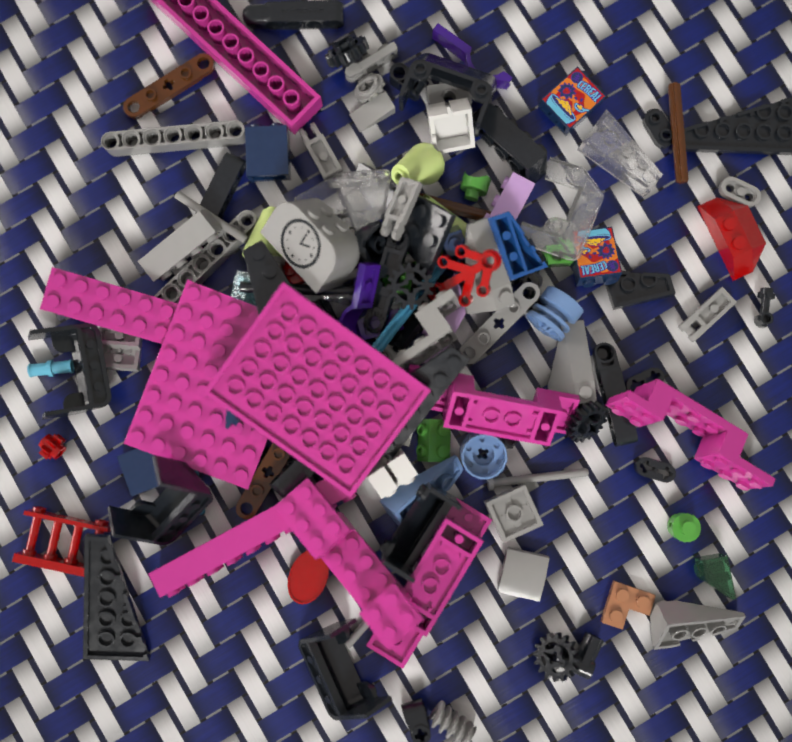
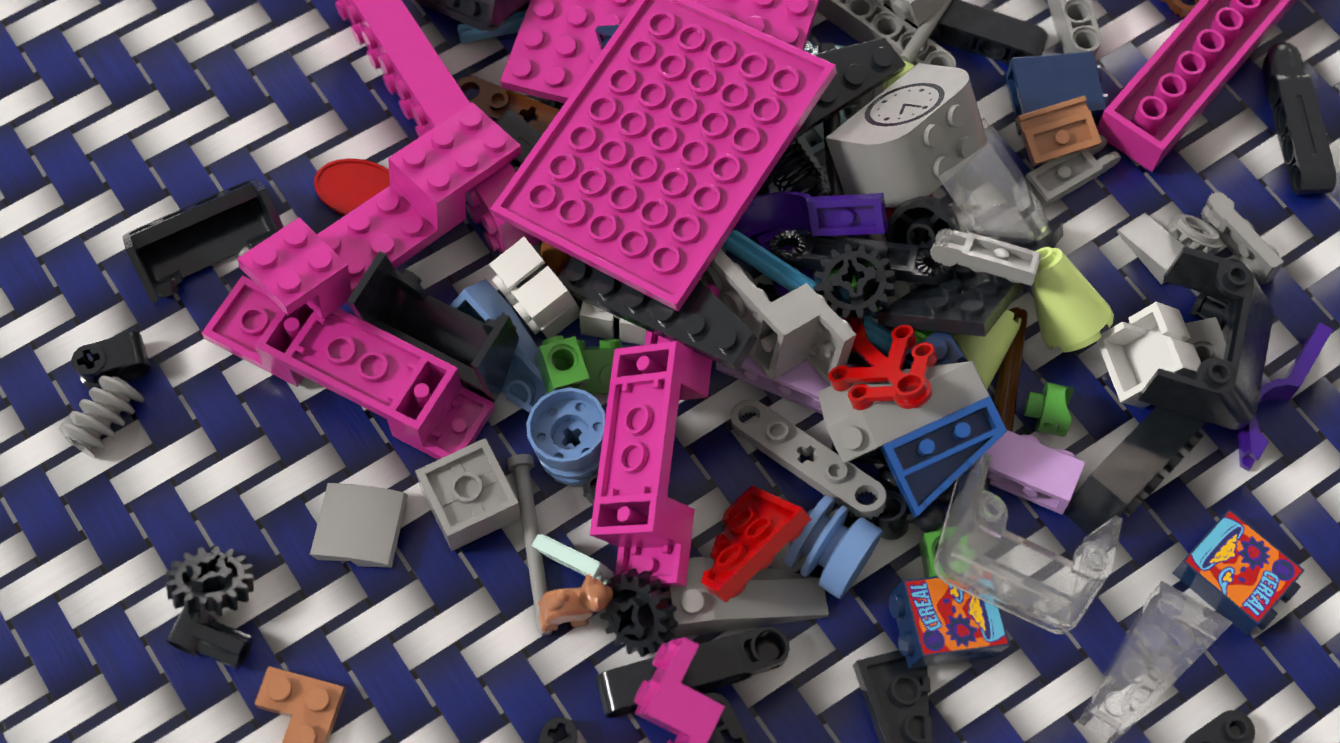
camera: 85 degrees right, 20 degrees down
(300, 155) = (1058, 131): none -> nougat plate
(347, 51) = (1250, 191): black gear -> none
(452, 454) = (569, 350): none -> bright green brick
(553, 358) = (754, 533): none -> red plate
(553, 455) = (572, 559): none -> light aqua tile
(579, 456) = (573, 604): none -> nougat animal

